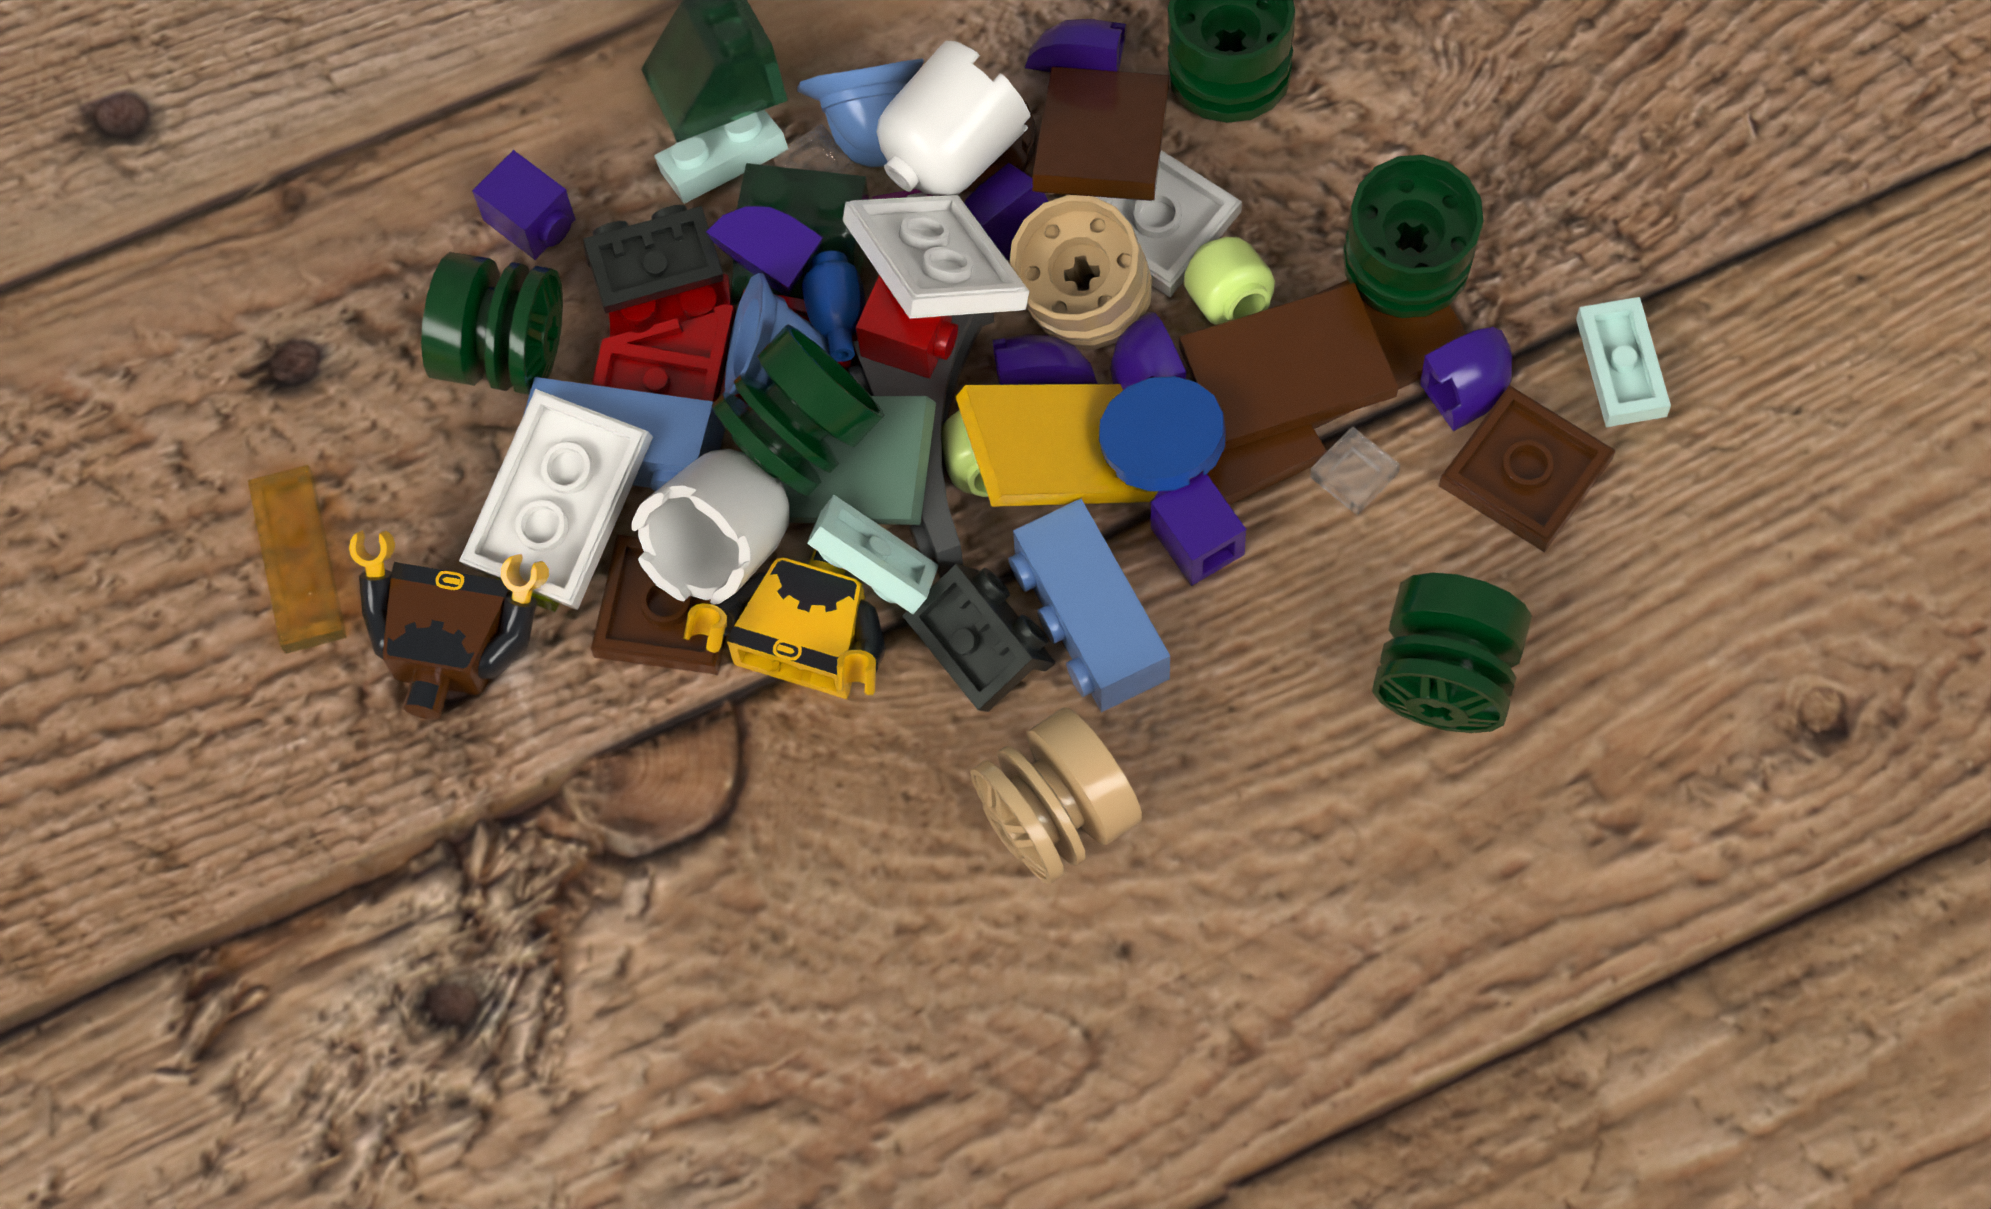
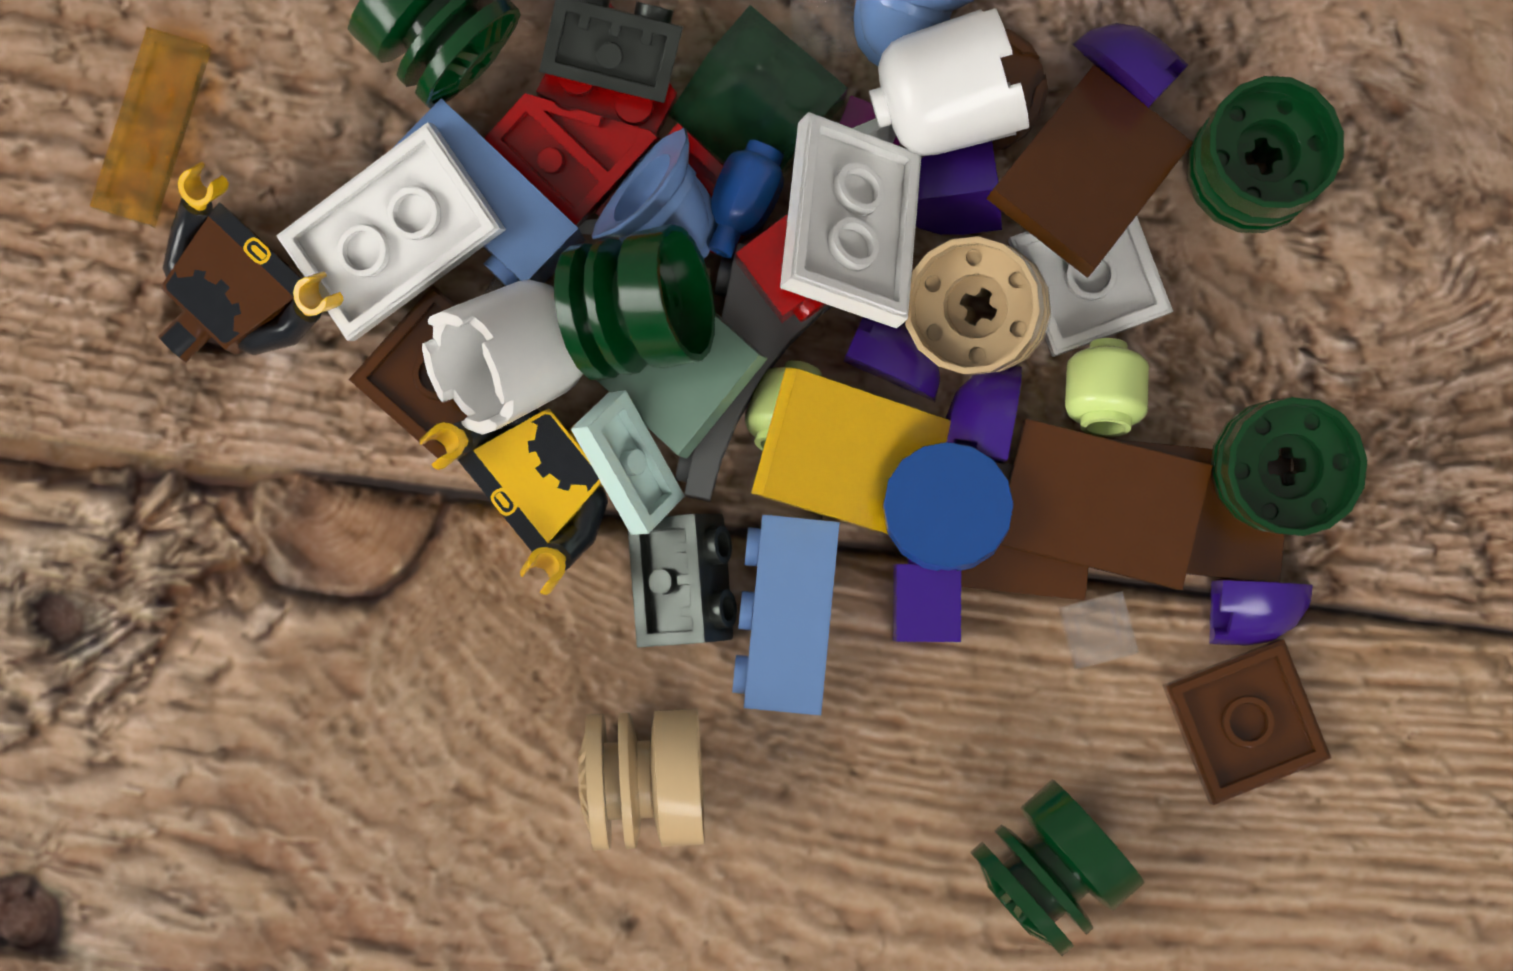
camera: 20 degrees right, 20 degrees up
(766, 243) = (716, 105): dark purple brick -> none
(1623, 362) = (1396, 682): light aqua plate -> none

